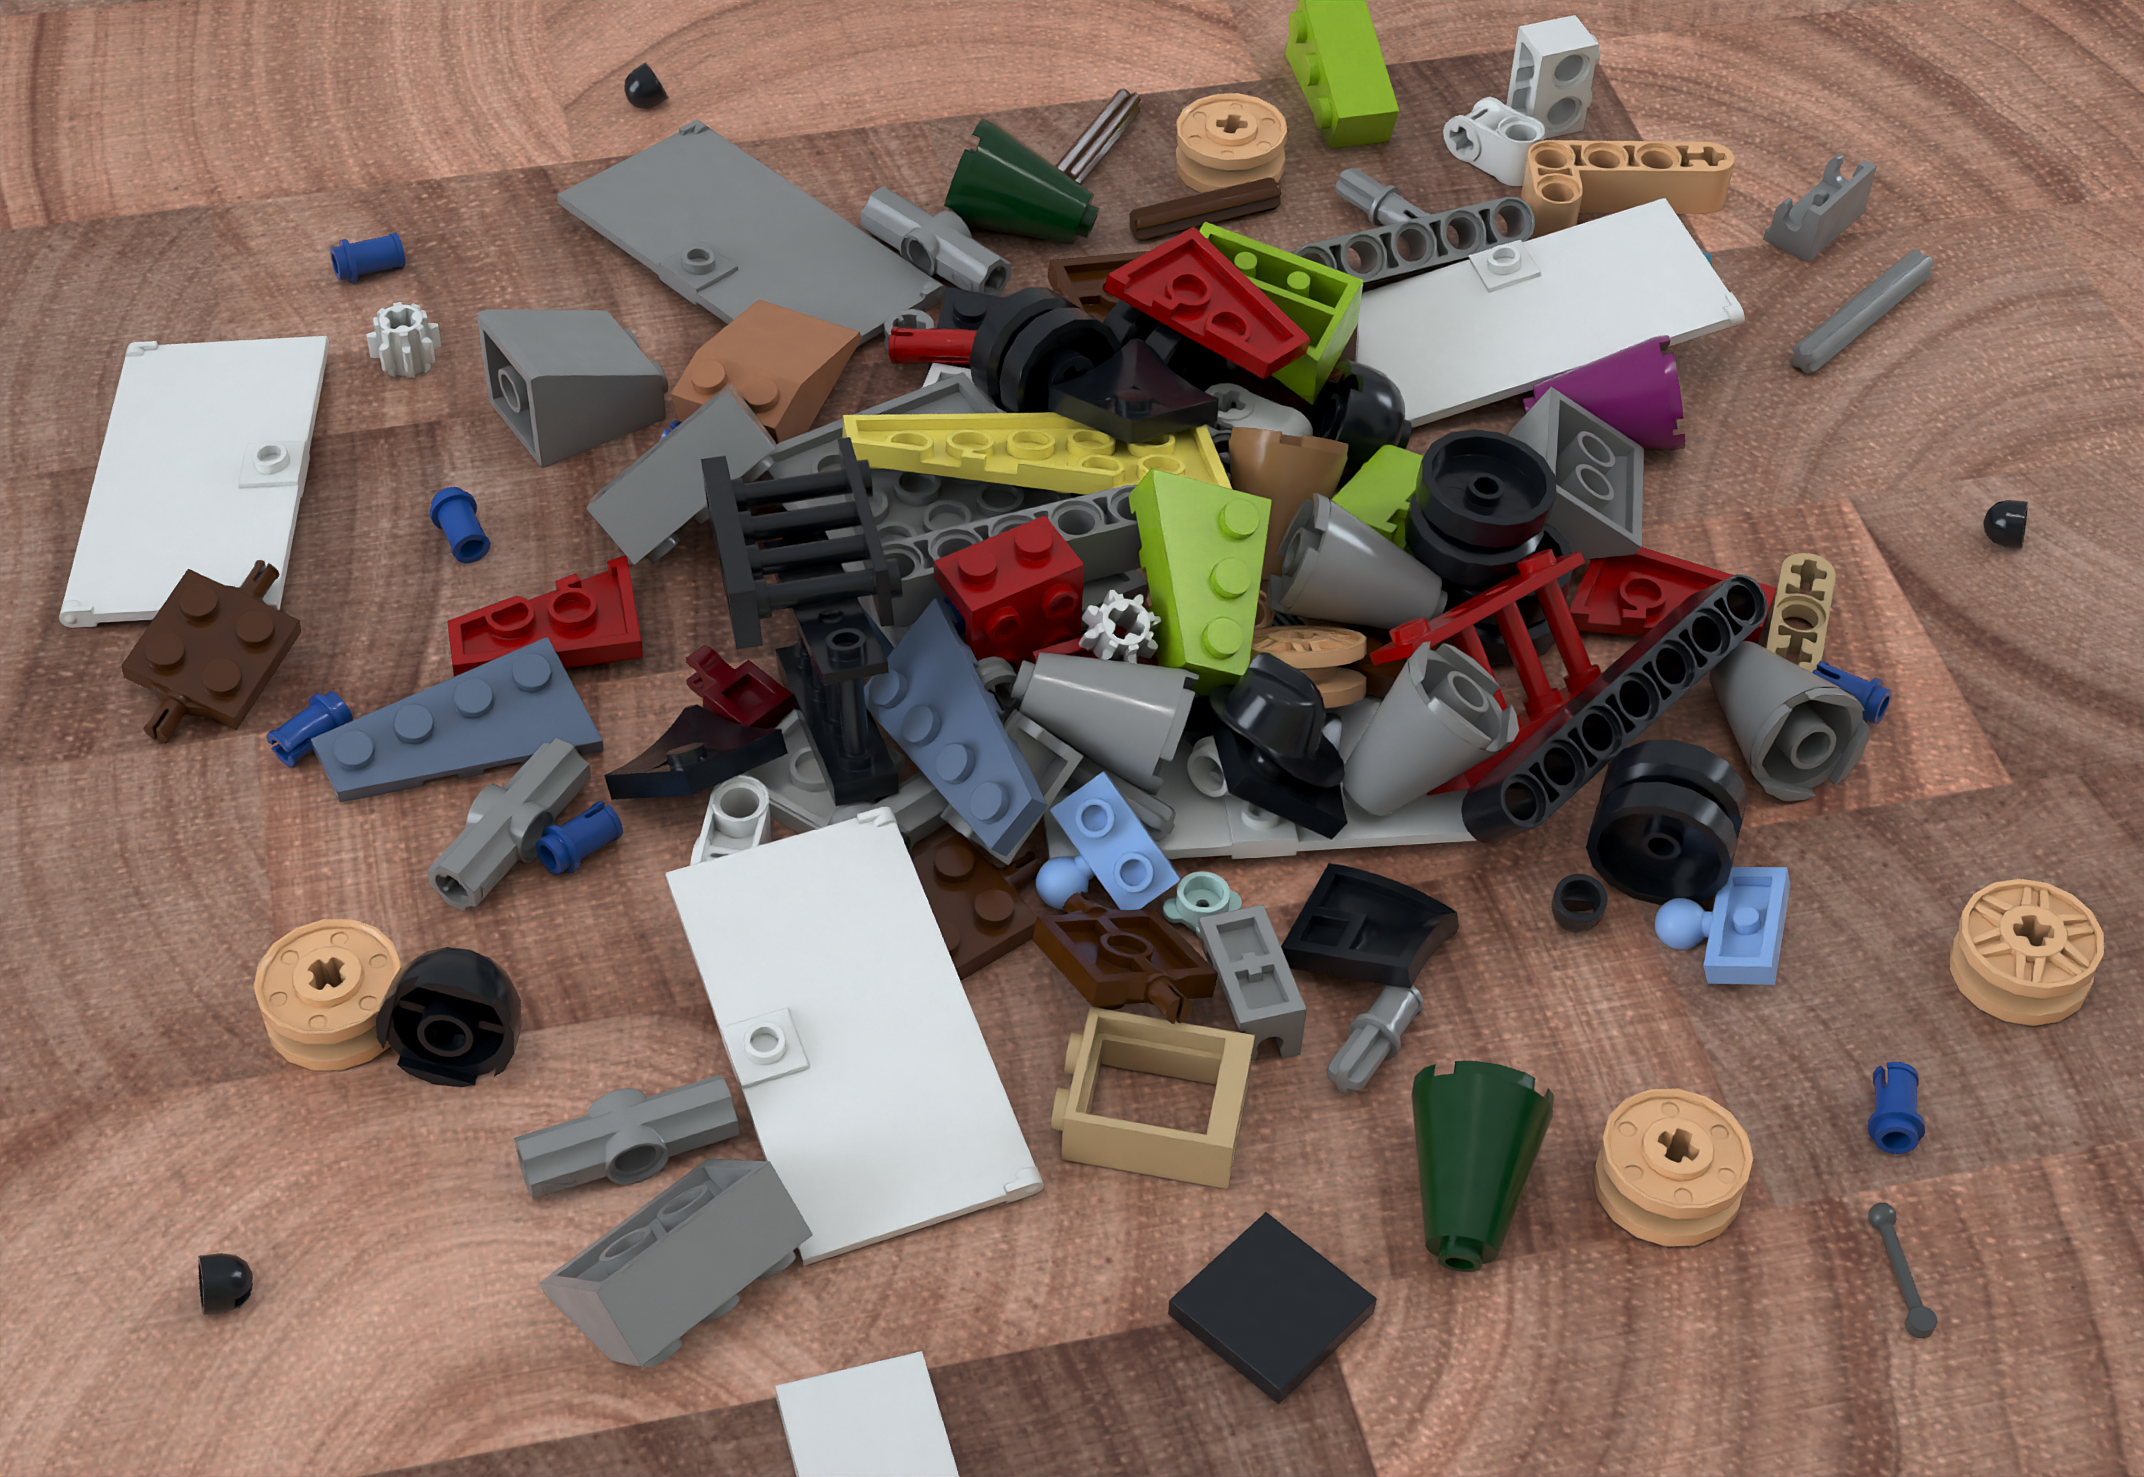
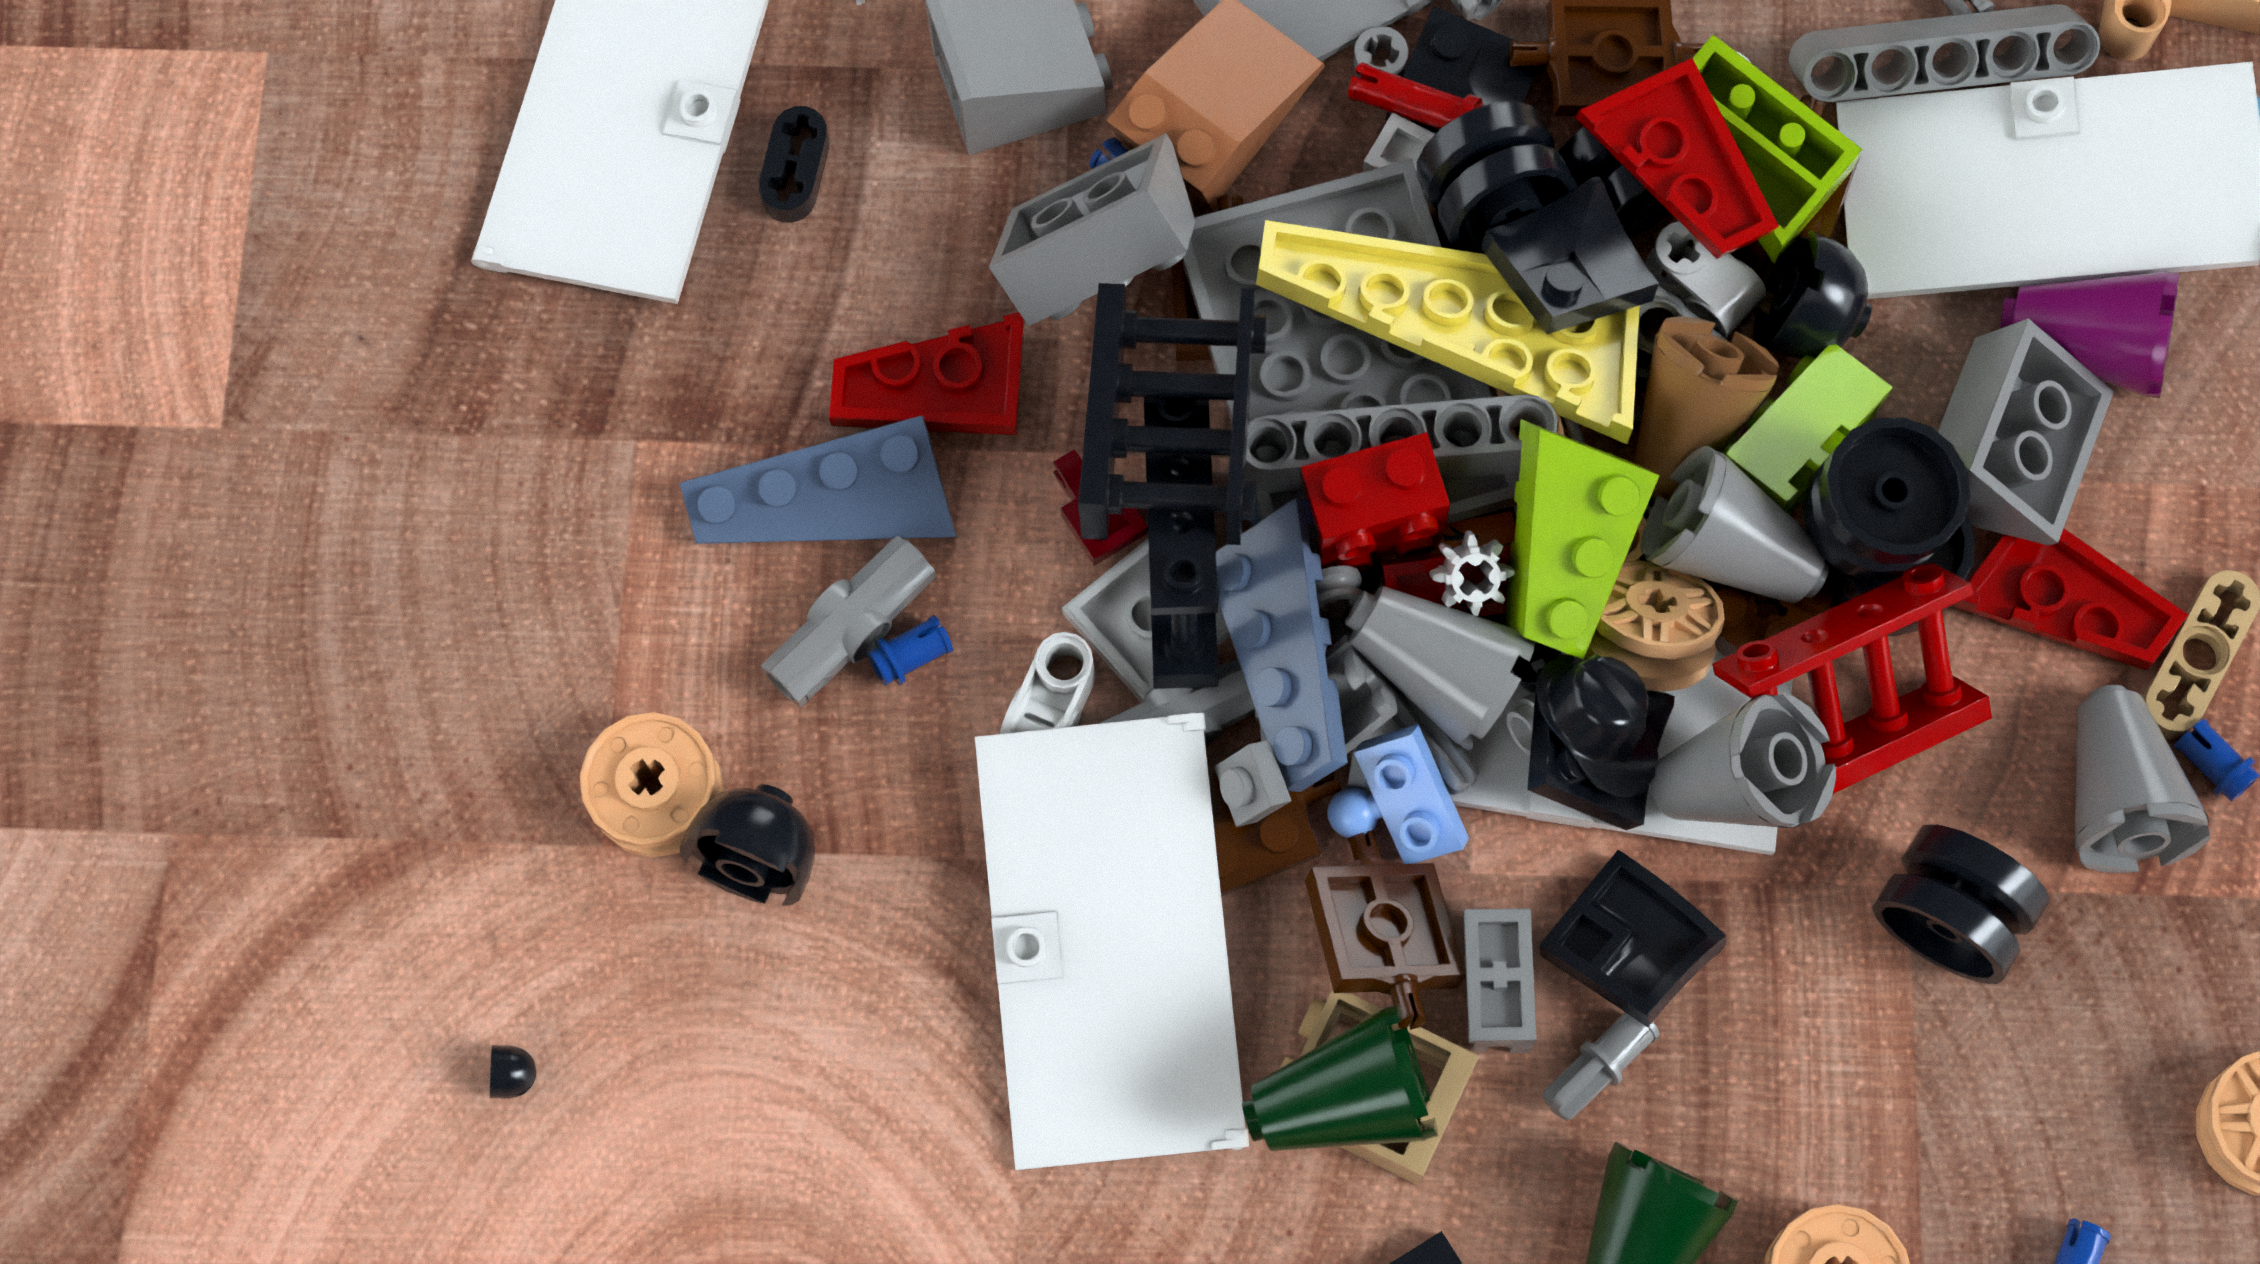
camera: 20 degrees right, 25 degrees up
(211, 650) = (605, 344): reddish brown plate -> none
(320, 717) = (684, 458): blue pin -> none
(361, 494) = (807, 166): none -> black beam
(455, 514) = (870, 223): blue pin -> none
(626, 1136) = (885, 1006): light grey piece -> none
(680, 1260) = (902, 1150): light grey slope -> none
(695, 756) = (1036, 589): black plate -> none
(957, 853) = (1252, 783): none -> light grey plate
(1135, 1067) = (1345, 1092): none -> dark green cone
(1200, 896) = (1483, 849): light aqua plate -> none
(1579, 893) = (1843, 972): black hinge -> none
(1613, 710) = (1960, 754): black beam -> none
(1741, 929) = (1999, 1025): light blue plate -> none

